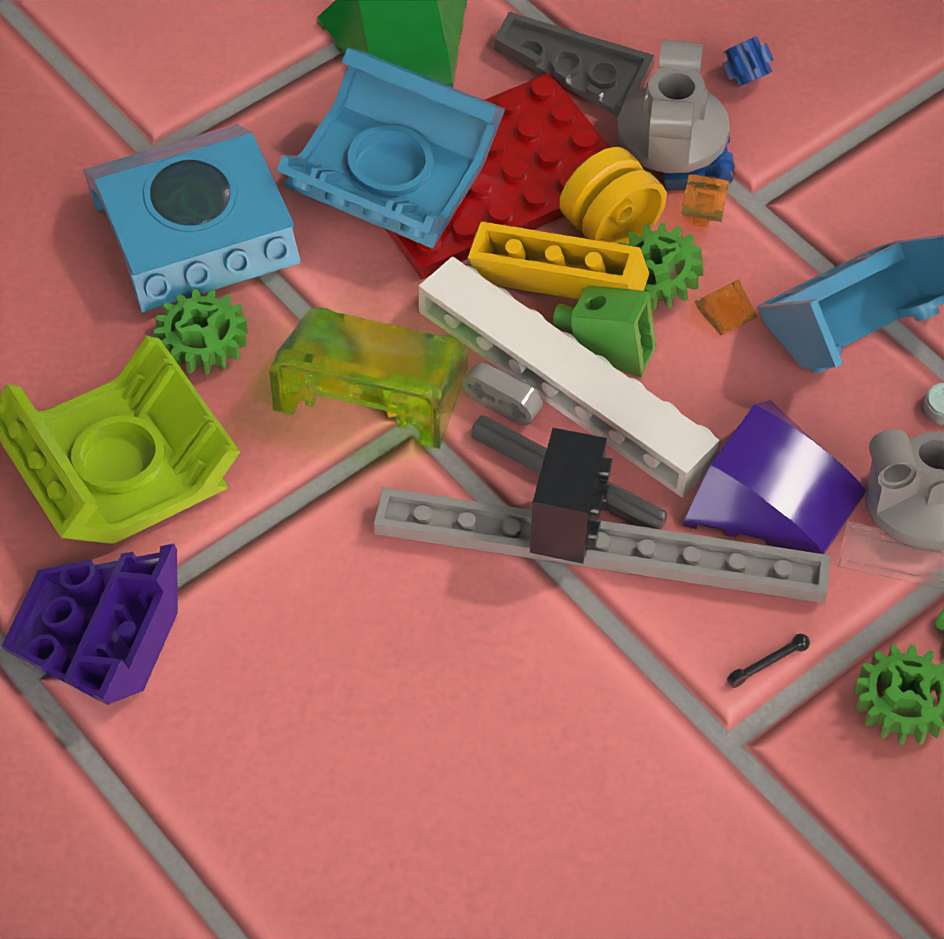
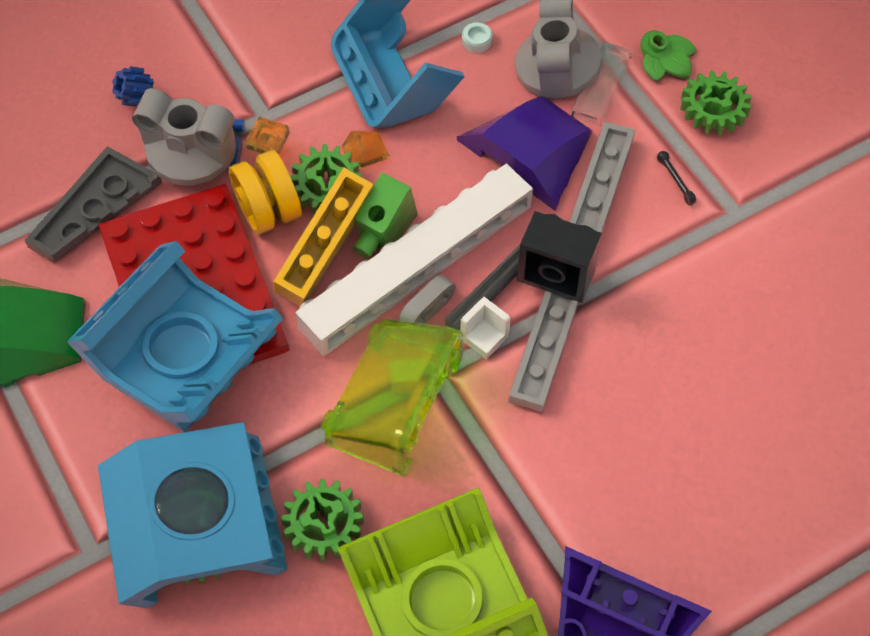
camera: 80 degrees left, 5 degrees up
(477, 454) = (485, 328): none -> white panel

